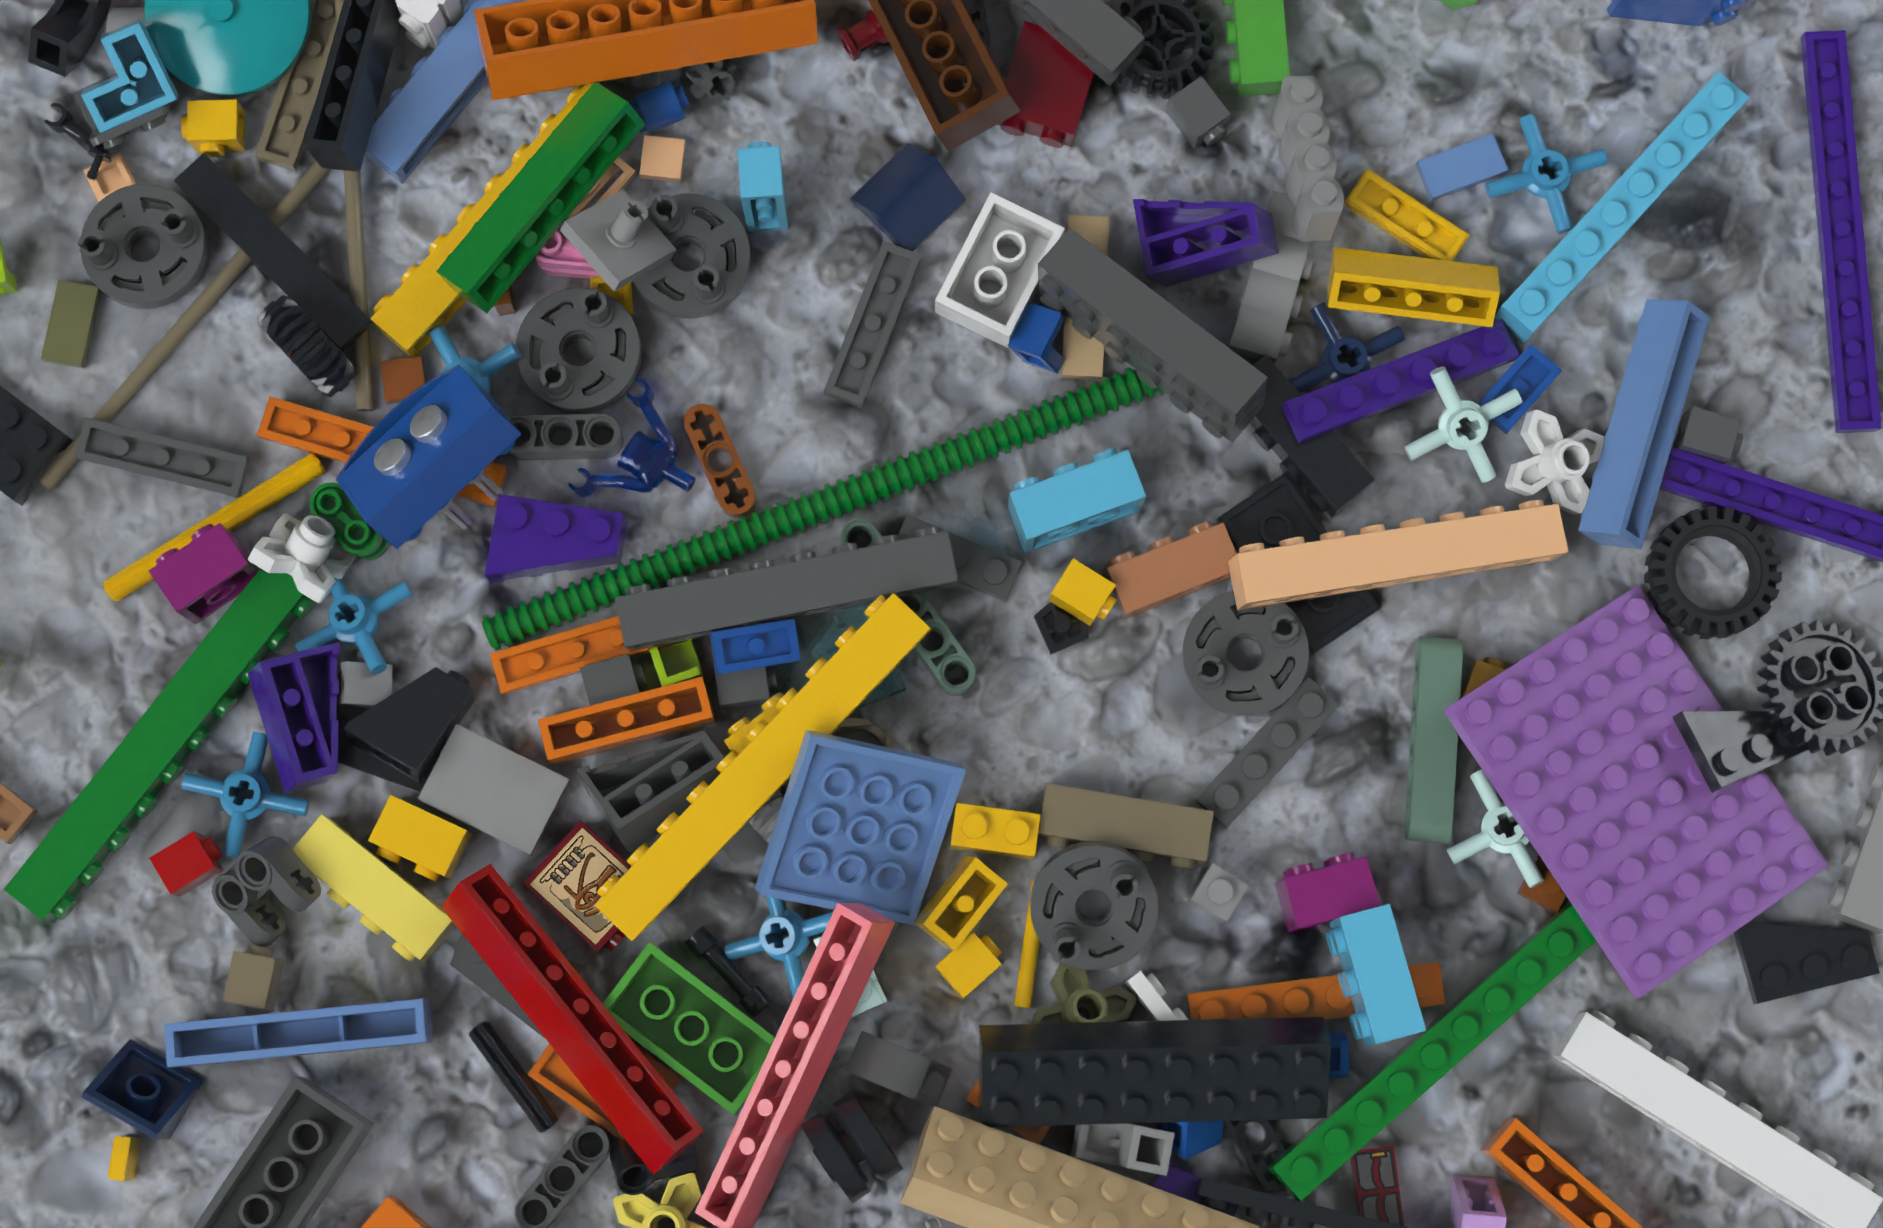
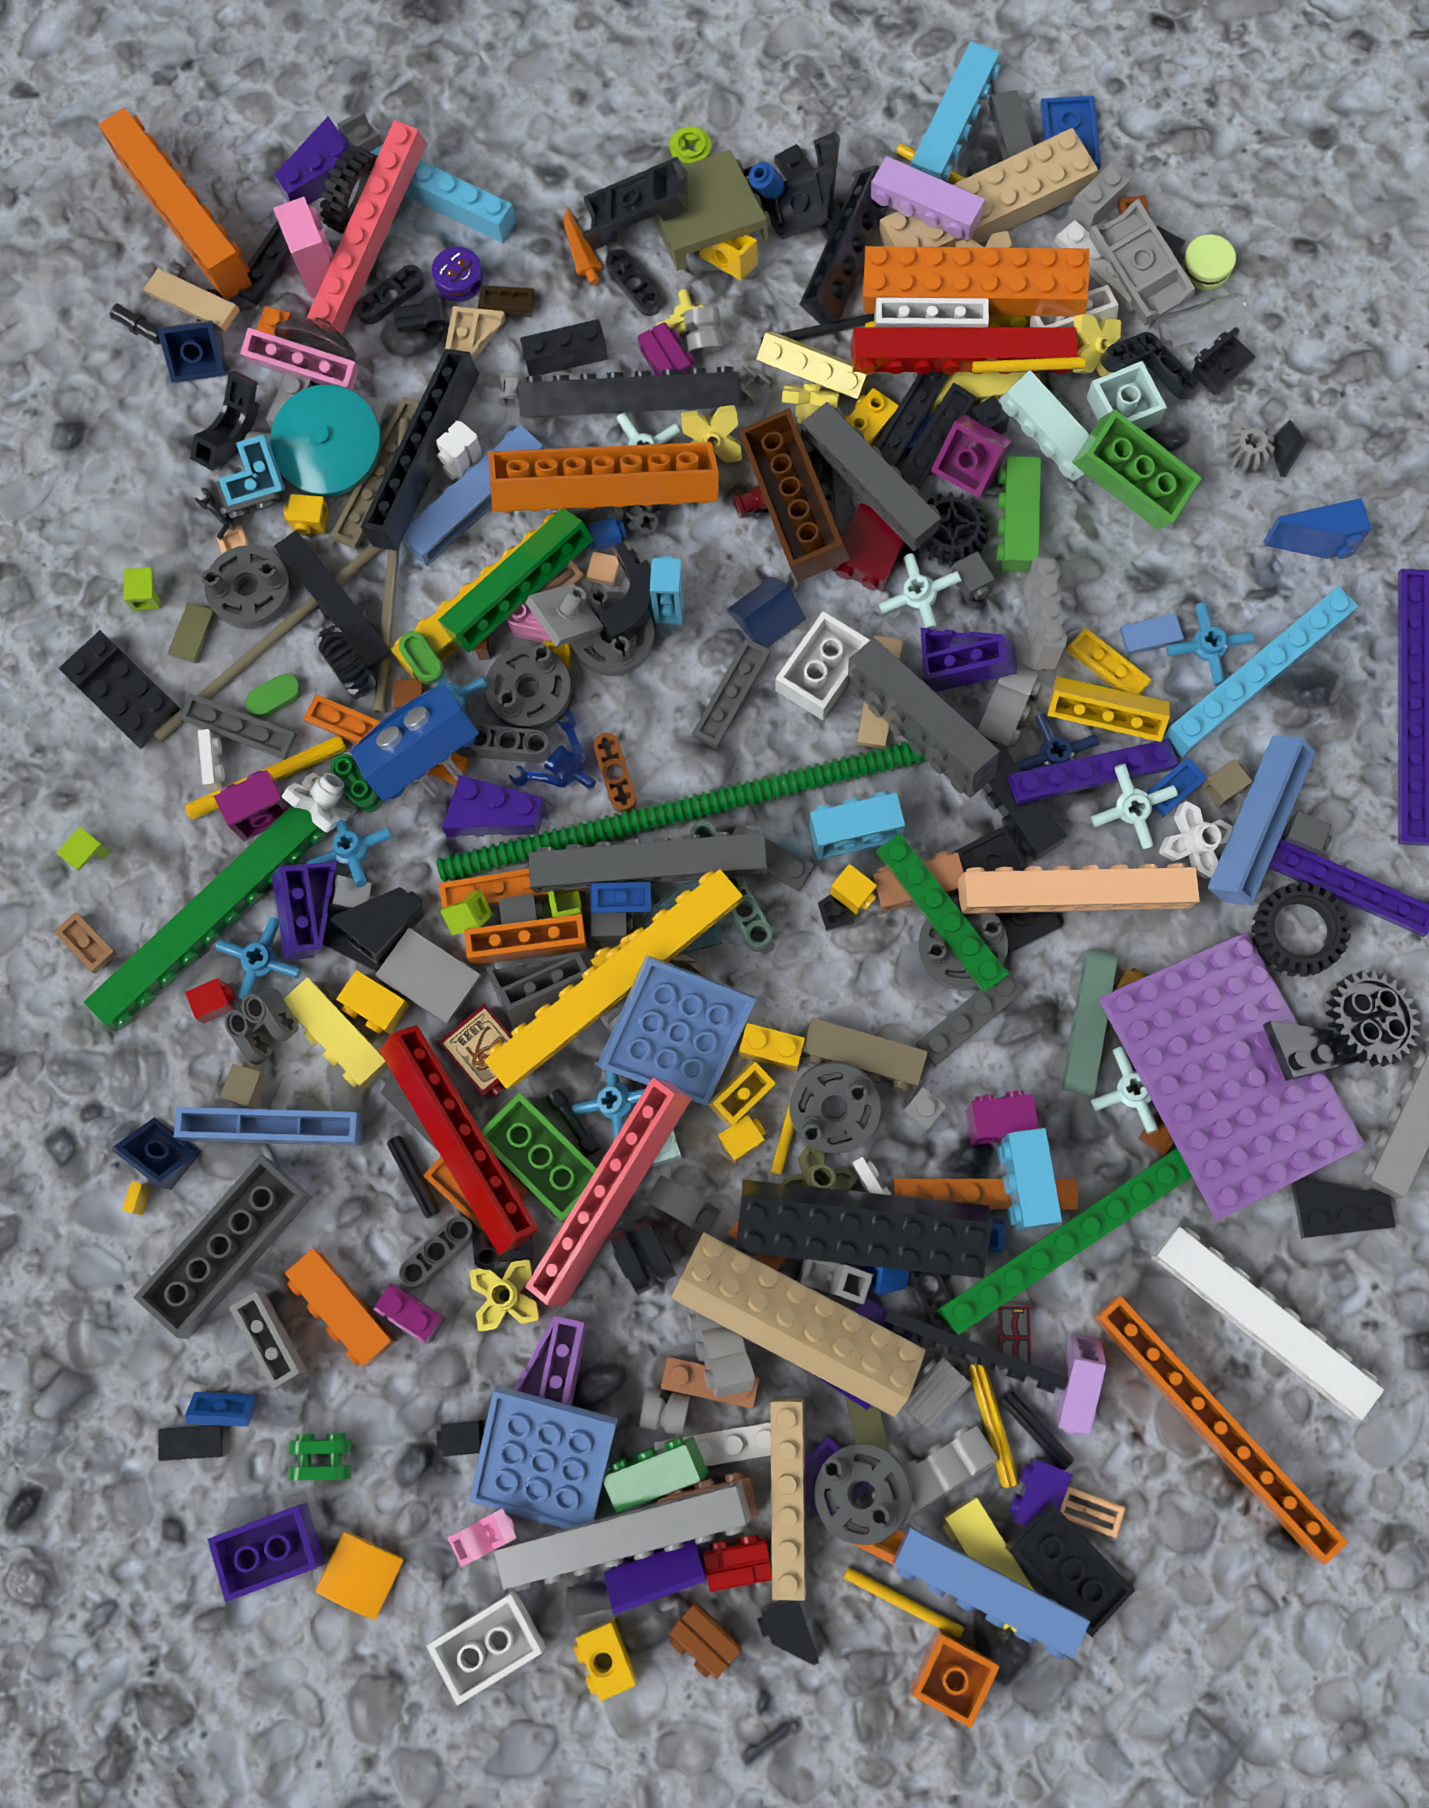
camera: 15 degrees right, 5 degrees down
(135, 529) = (210, 749): none -> white plate
(206, 404) = (273, 695): none -> bright green tile
(418, 327) = (421, 657): none -> bright green tile
(540, 695) = (468, 914): none -> lime panel
(717, 223) = (636, 607): none -> black arch
(1035, 336) = (841, 712): blue panel -> none
(1113, 144) = (912, 589): none -> light aqua bar
(1211, 612) = (942, 913): none -> green plate
(1590, 374) = (1226, 783): none -> dark tan brick

